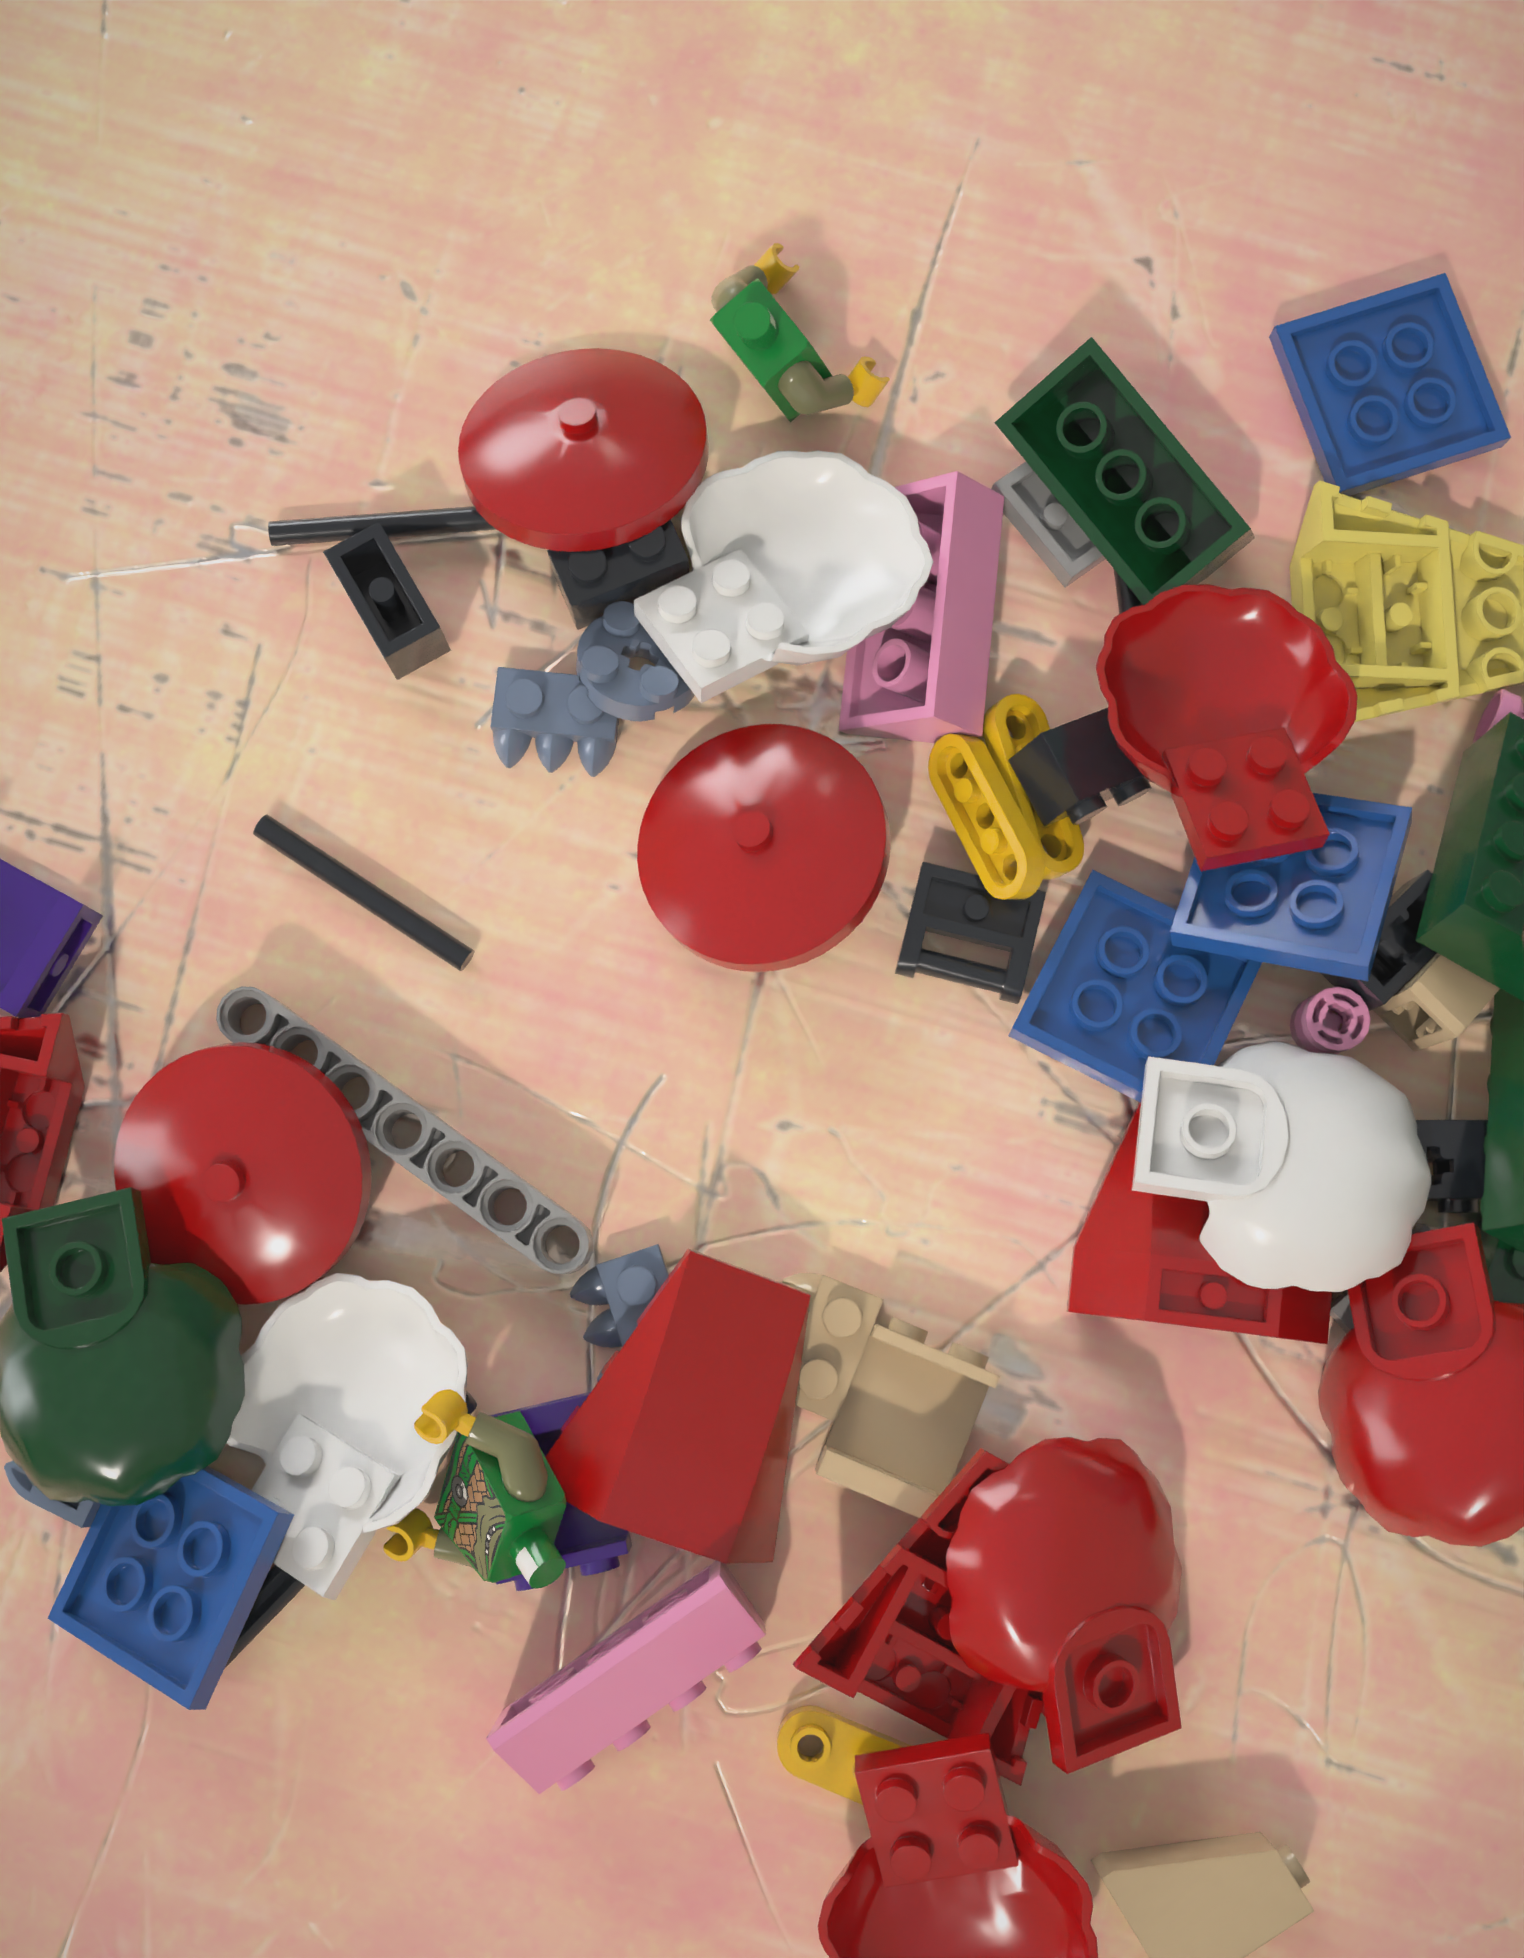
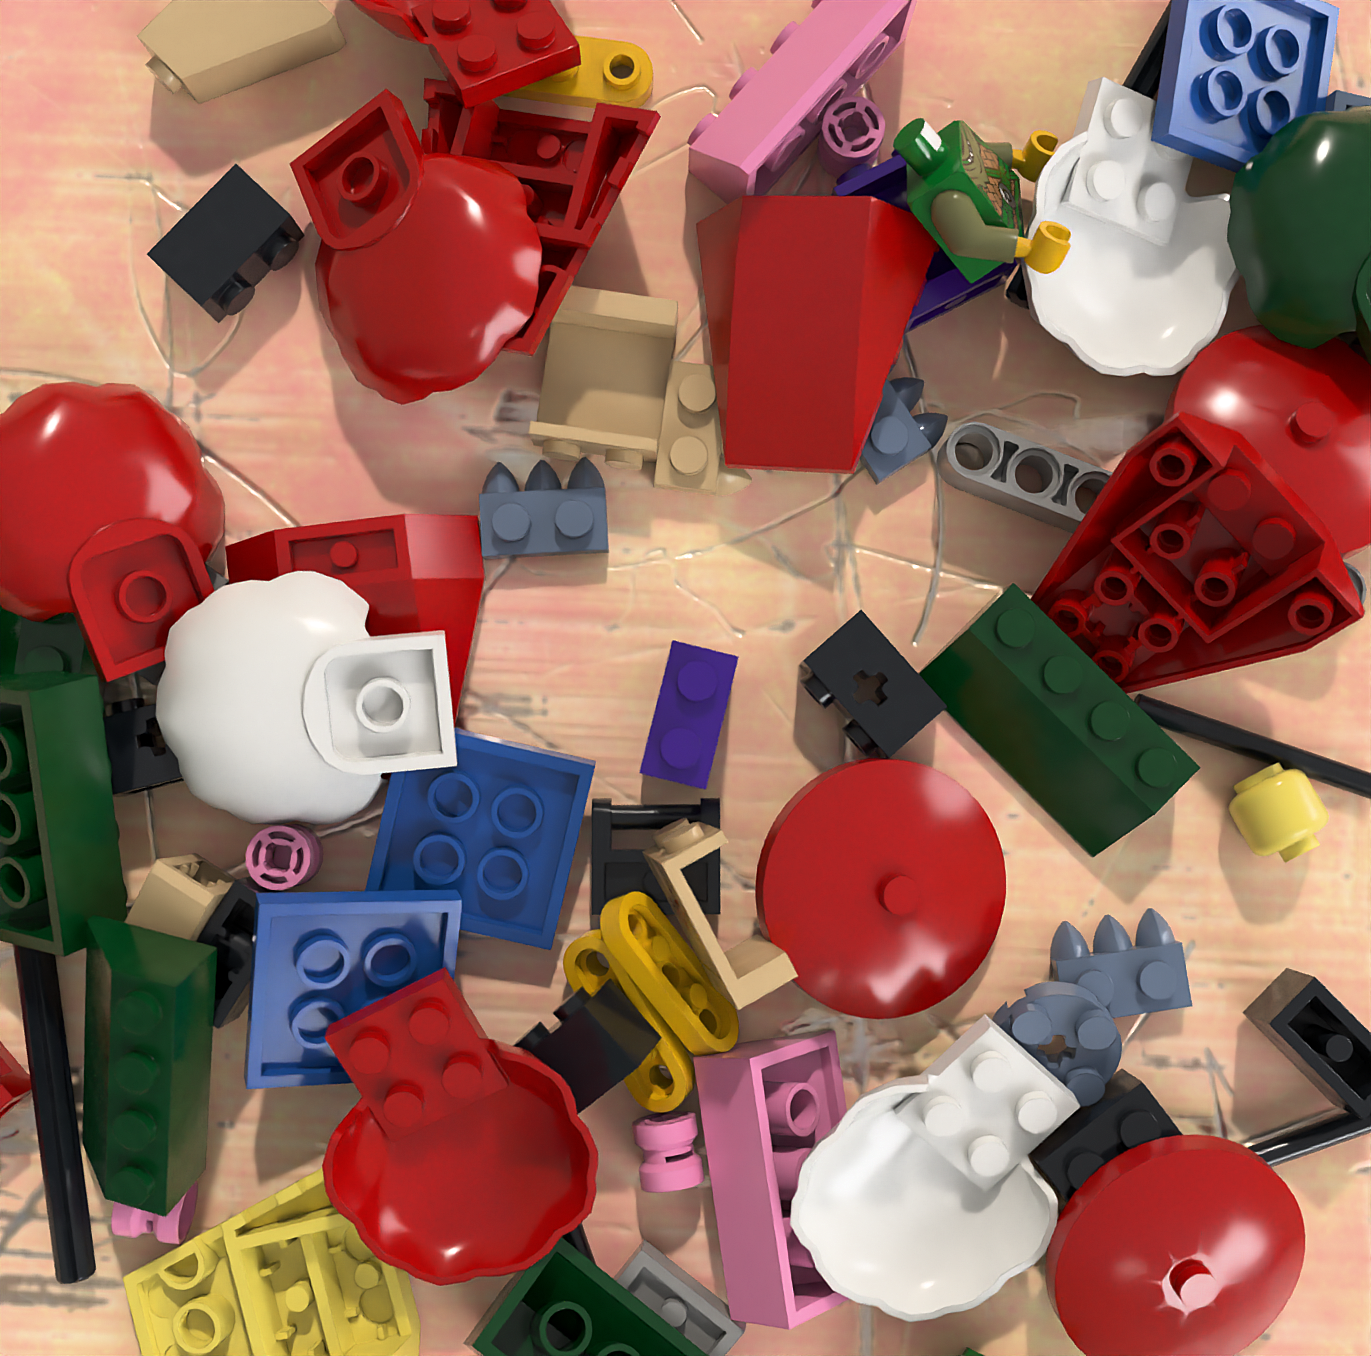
camera: 165 degrees right, 5 degrees up
(363, 822) = (1278, 812): none -> light yellow head
(383, 1068) = (1196, 563): none -> red wedge
(554, 963) = (1056, 722): none -> dark green slope
(597, 1598) = (845, 149): none -> bright pink wheel
(723, 1079) = (904, 696): none -> black brick
(912, 1048) = (689, 714): none -> dark purple panel
(919, 798) = (740, 972): none -> tan panel
(999, 1295) = (544, 516): none -> sand blue plate
(1024, 658) = (668, 1151): none -> bright pink wheel
(1262, 1659) = (228, 244): none -> black brick

